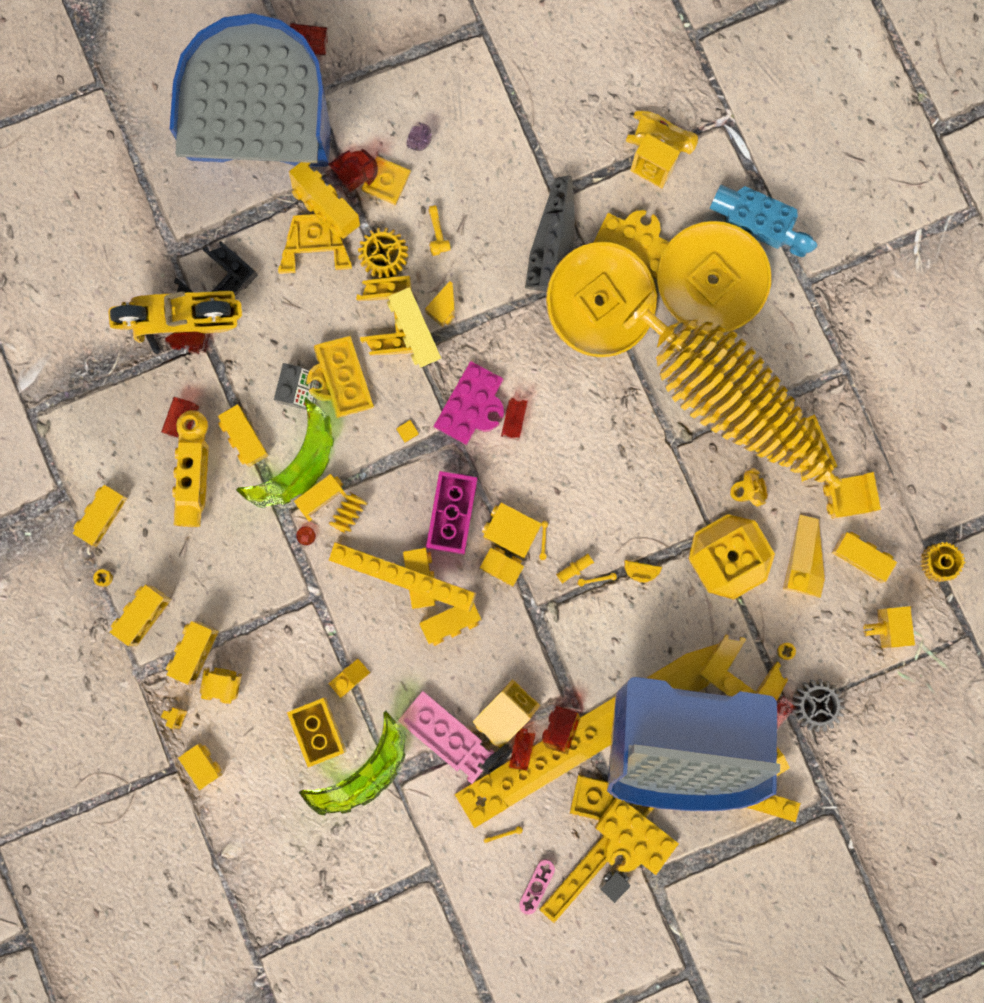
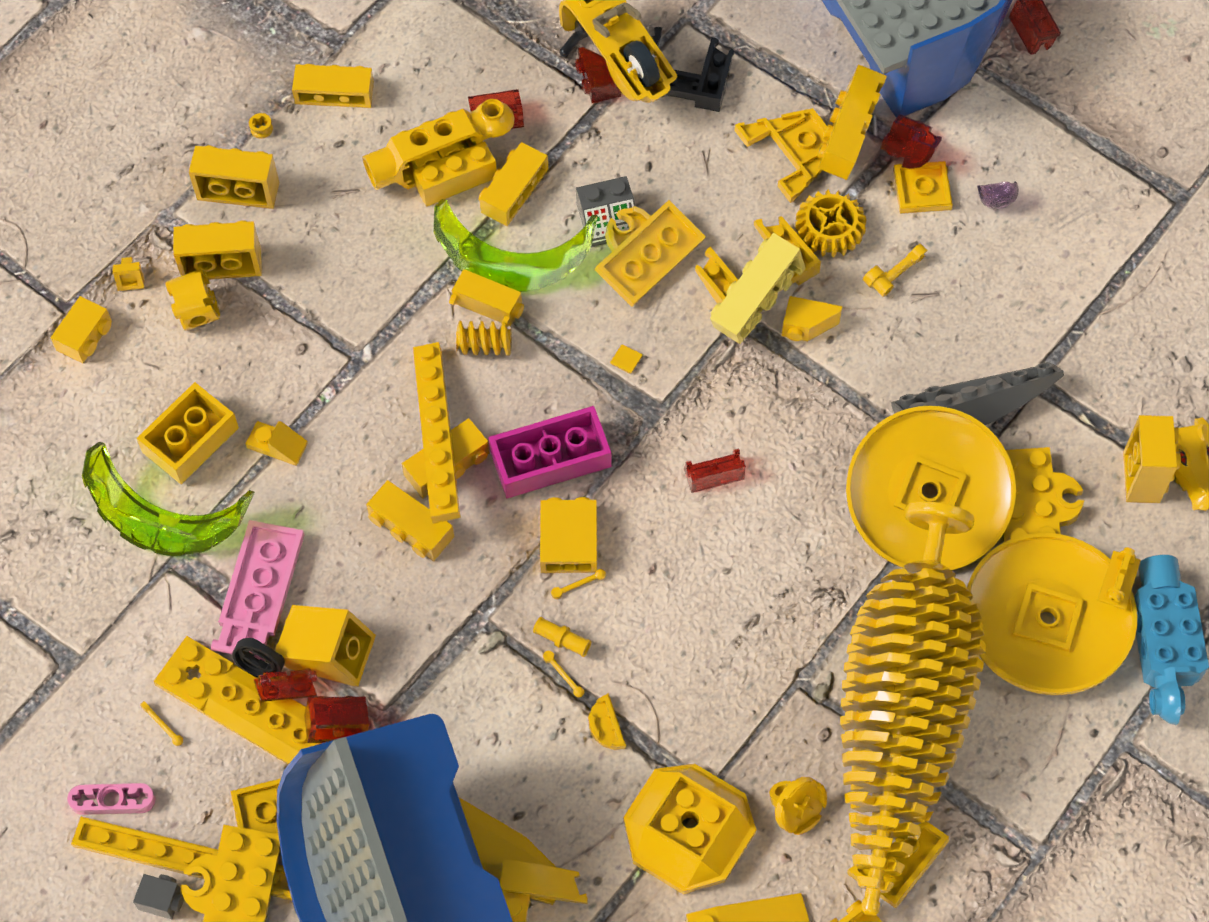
camera: 65 degrees right, 20 degrees down
(215, 469) = (455, 173): none -> yellow brick
(306, 536) = (430, 311): clear red tile -> none
(471, 404) = (703, 413): dark pink plate -> none
(502, 566) = (514, 546): yellow brick -> none
(717, 225) = (1119, 578): none -> yellow hinge

